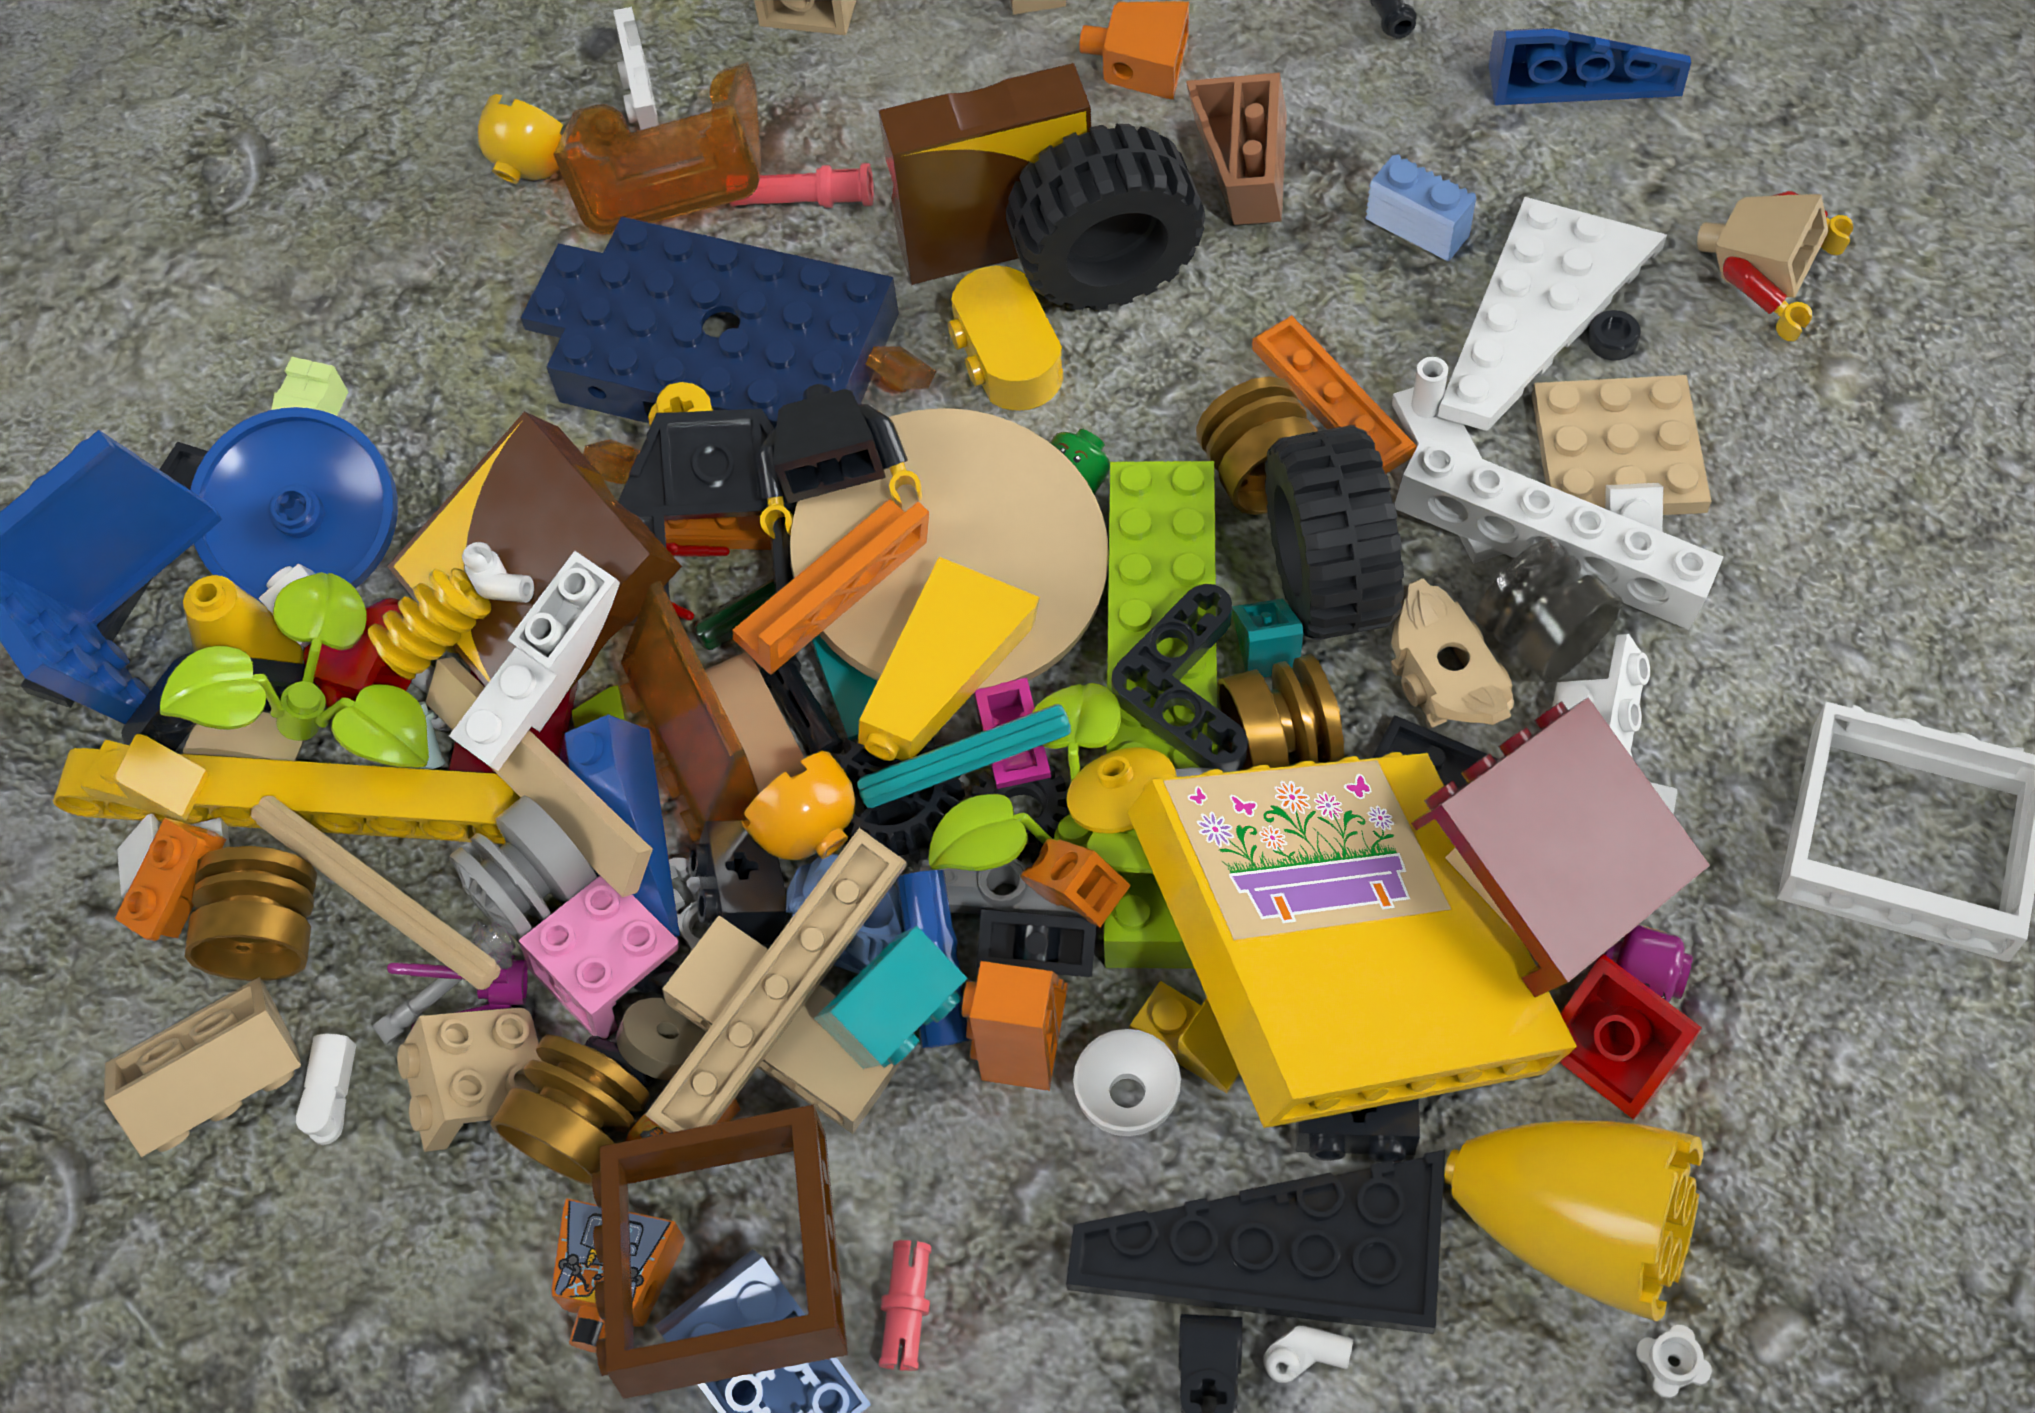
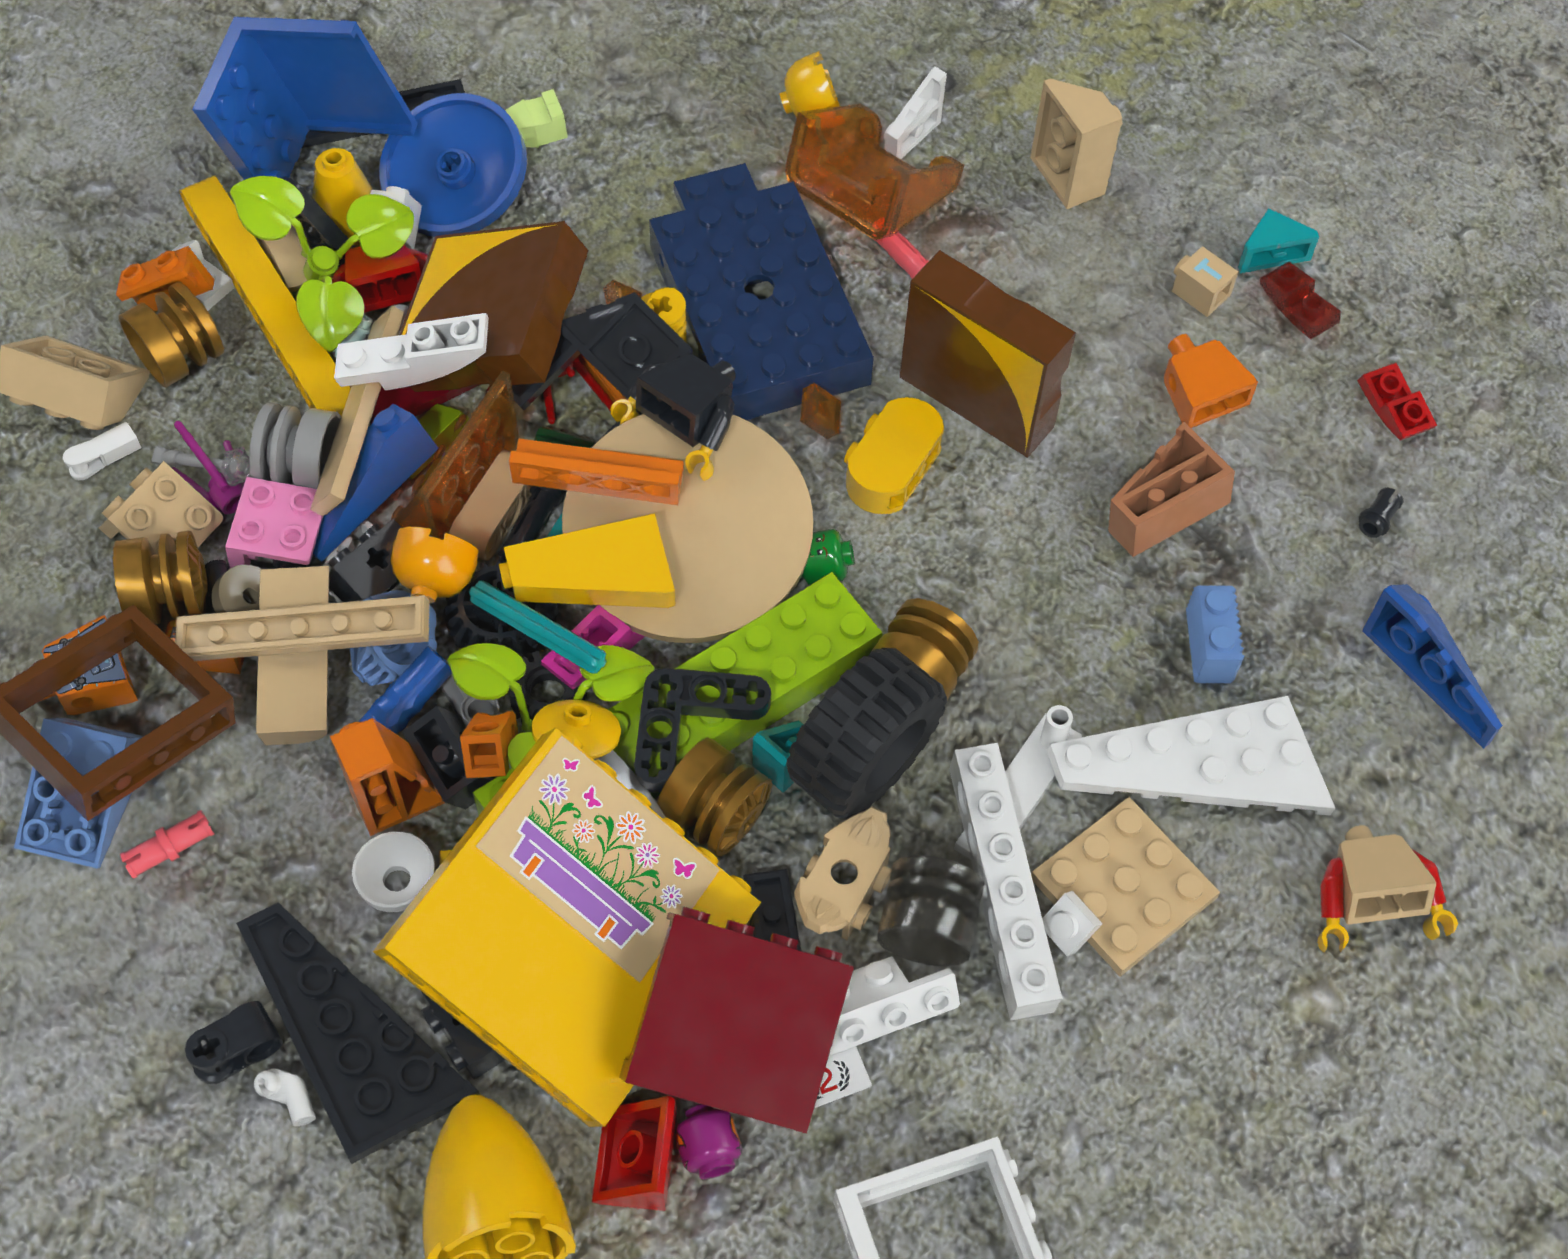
camera: 45 degrees right, 0 degrees up
(145, 777) = (216, 222): yellow slope -> none
(376, 893) = (223, 384): tan axle -> none
(429, 626) = (405, 280): yellow piece -> none
(491, 577) = (454, 287): white arm -> none
(891, 999) = (325, 689): teal brick -> none
(1105, 217) = (1010, 442): black tyre -> none
(1329, 389) = (1016, 678): orange tile -> none
(1614, 335) = (1219, 826): black tile -> none

